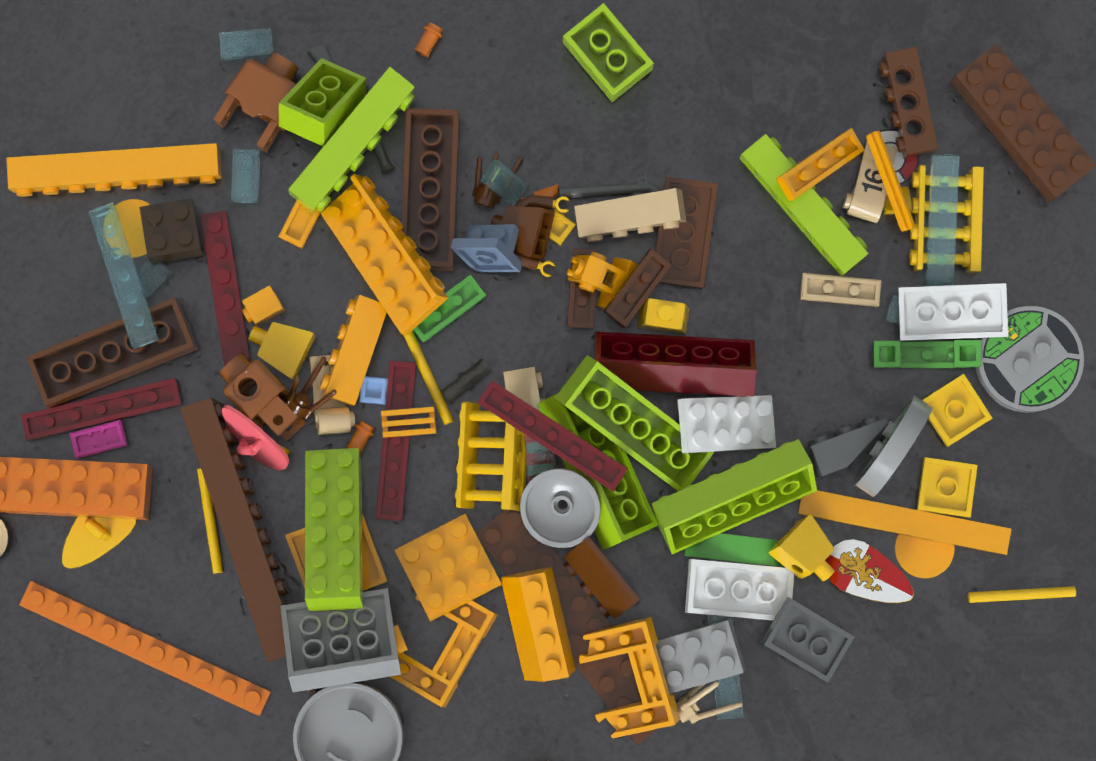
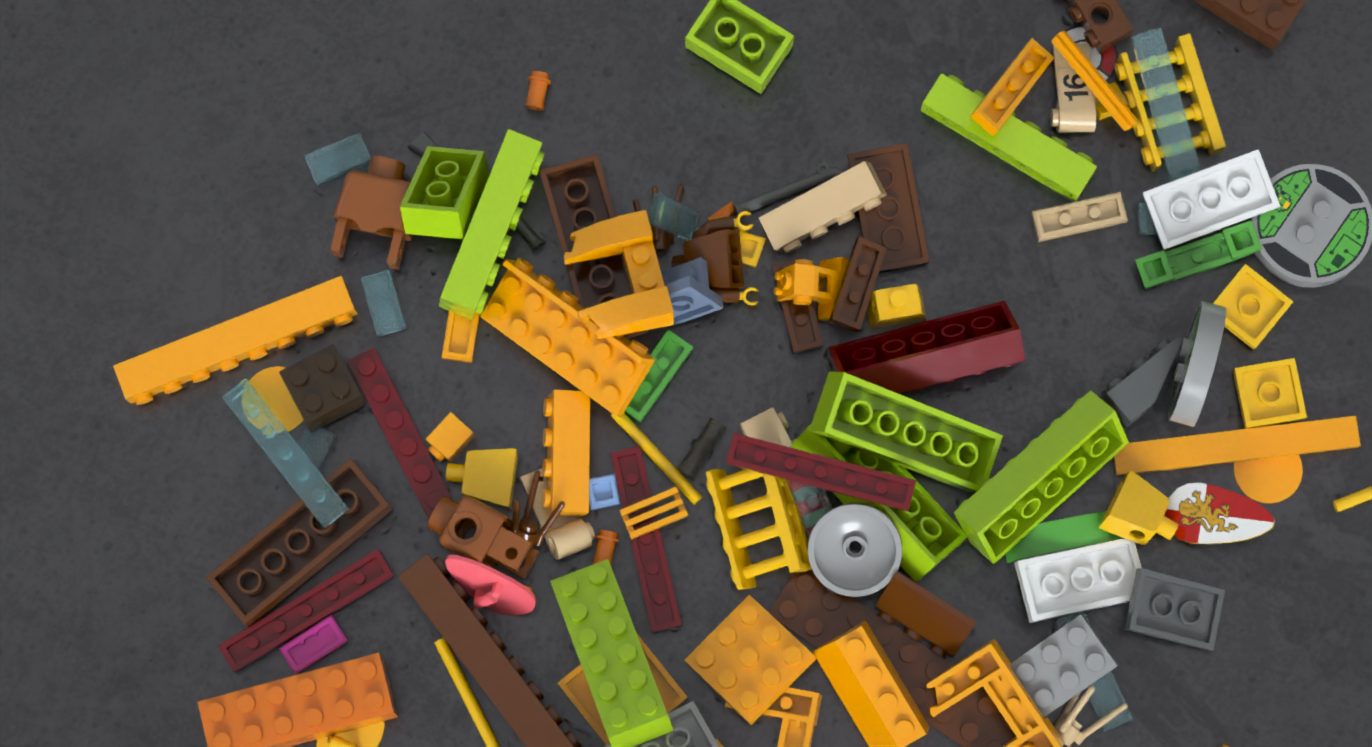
camera: 15 degrees left, 5 degrees down
(457, 251) = (650, 303): none -> light orange wedge
(726, 423) = (1005, 400): white plate -> none

